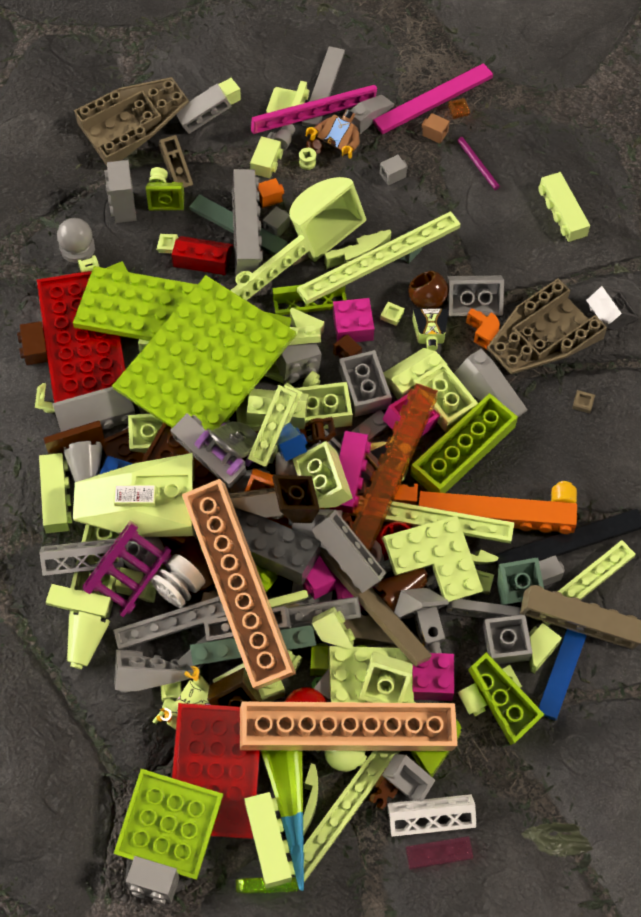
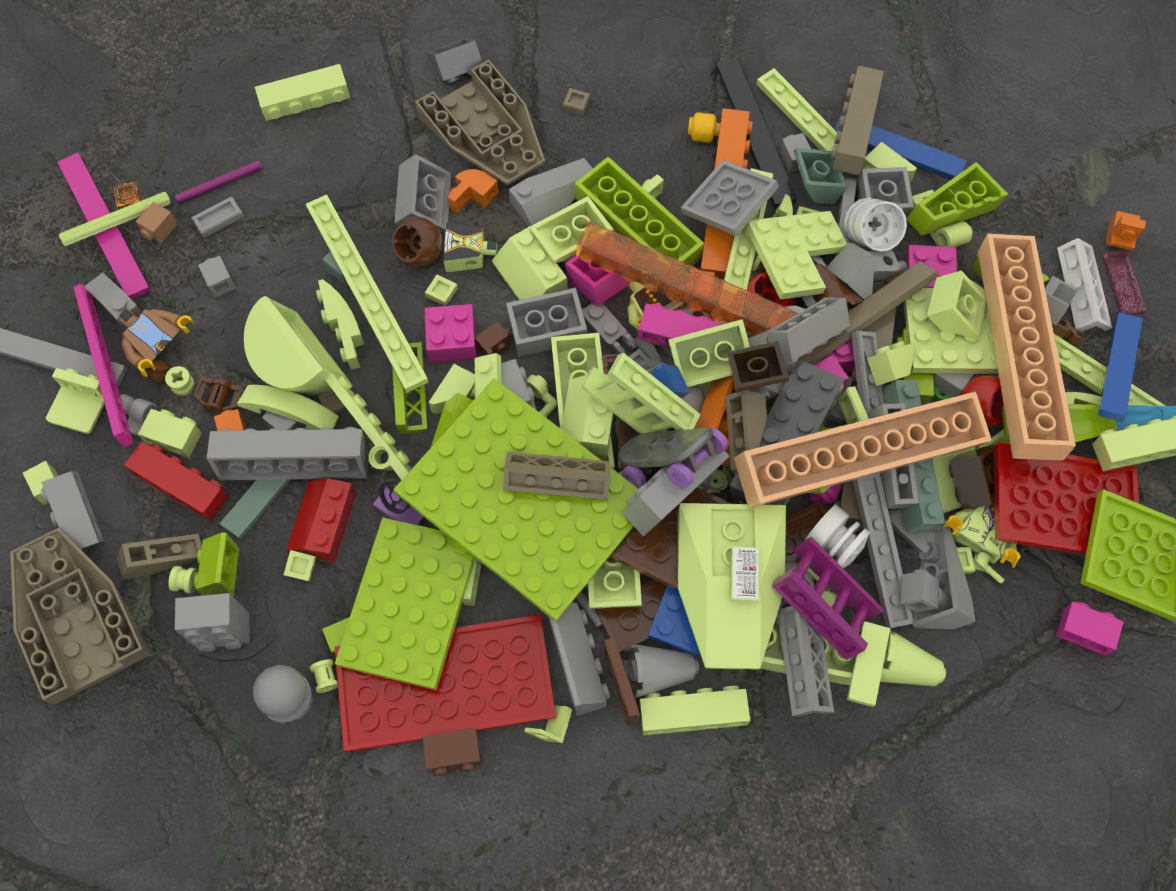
camera: 85 degrees left, 5 degrees up
(110, 784) = (1090, 628): none -> dark pink brick
(140, 648) = (919, 591): none -> light grey brick
(212, 371) = (556, 478): none -> dark tan fence
(235, 156) = (176, 480): none -> red brick
(282, 225) = (287, 405): none -> yellowish green slope
(296, 181) = (218, 394): none -> reddish brown piece
(344, 827) = (1120, 367): none -> blue tile
(435, 102) = (112, 219): none -> yellowish green axle
(447, 166) = (217, 217): none -> light grey tile
(465, 619) = (886, 228): none -> white wheel
(479, 502) = (729, 197): none -> light grey plate
(488, 851) = (1124, 230): none -> orange brick
(497, 457) = (654, 186): none -> yellowish green plate

